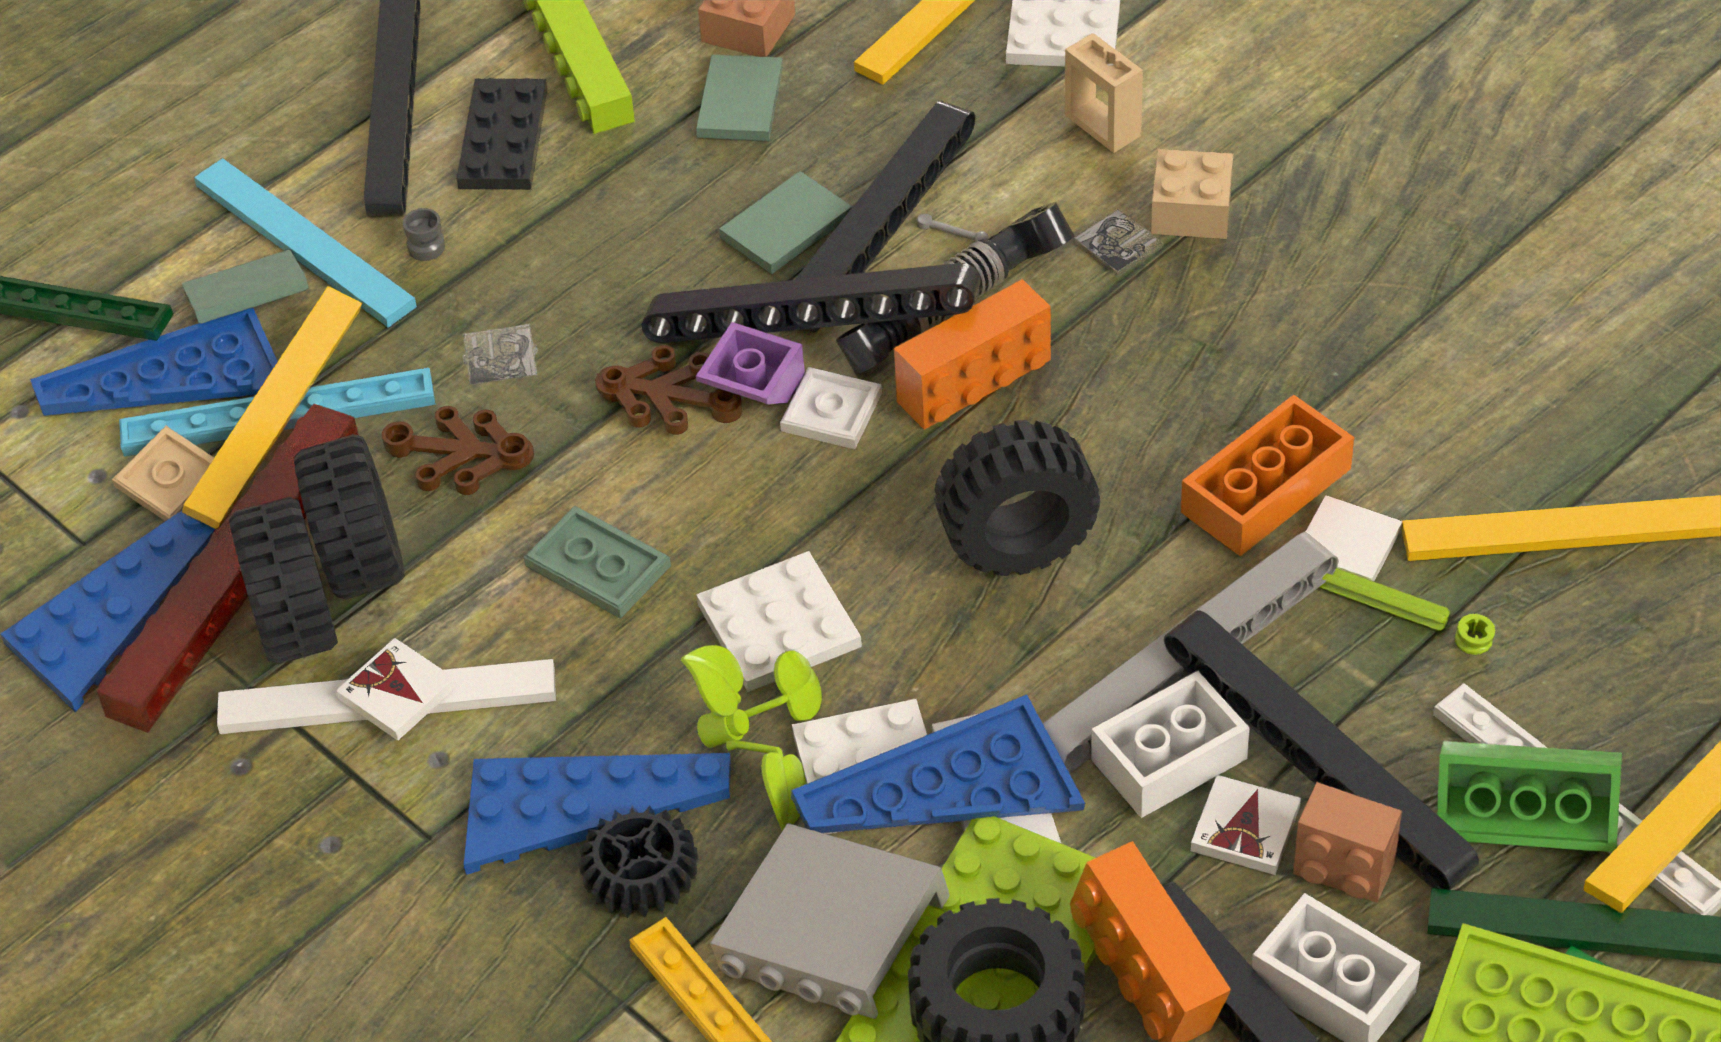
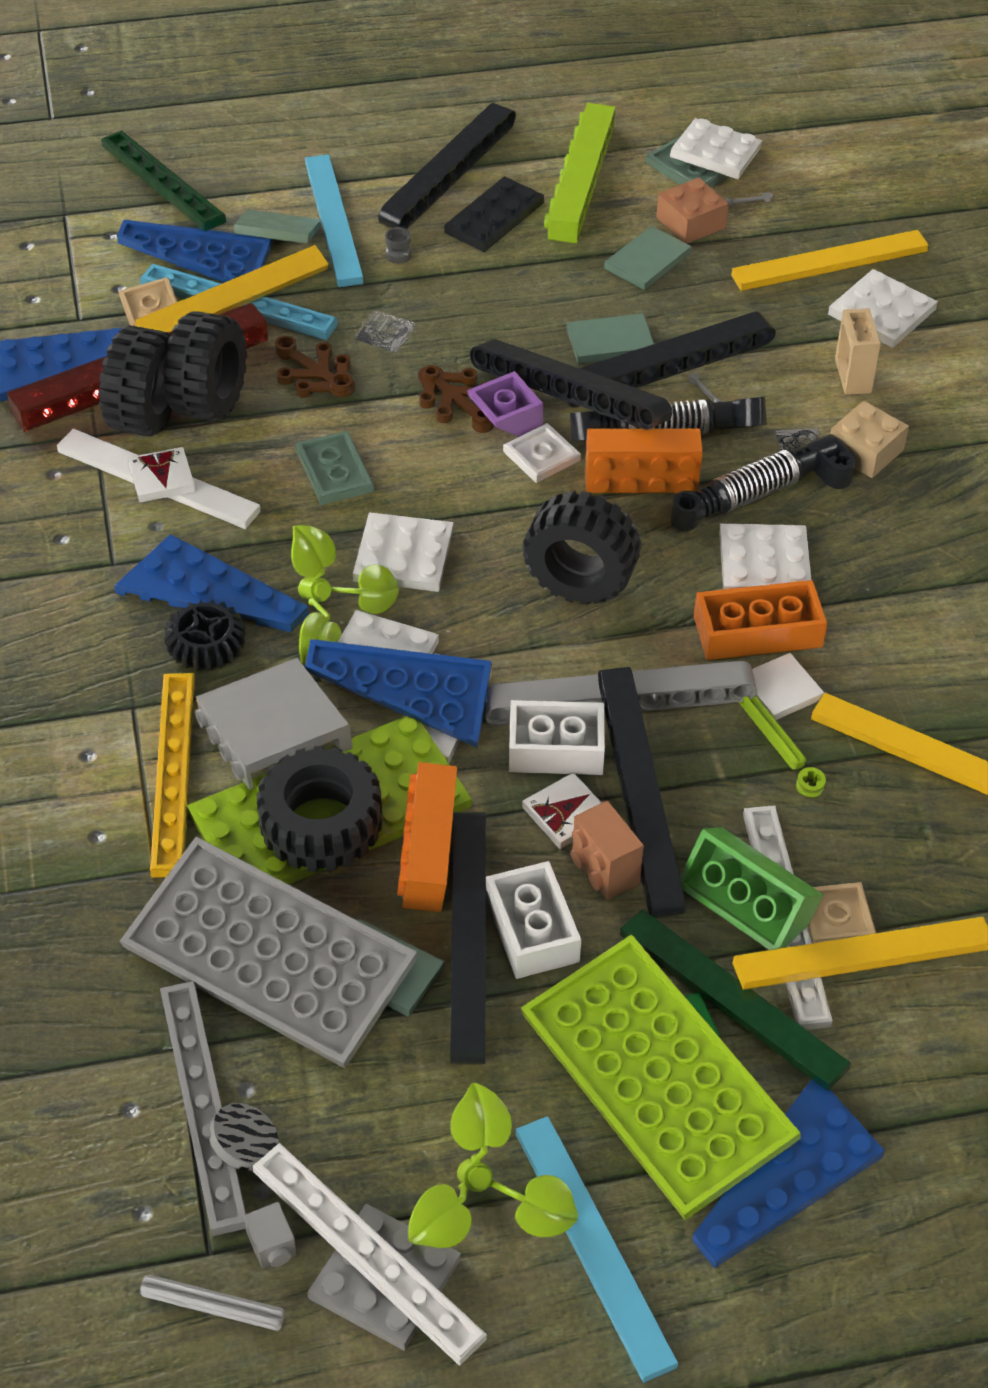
camera: 30 degrees right, 0 degrees up
(1122, 299) = (823, 456): none -> black piece
(1197, 399) = (763, 554): none -> white plate
(1647, 766) = (841, 913): none -> tan tile

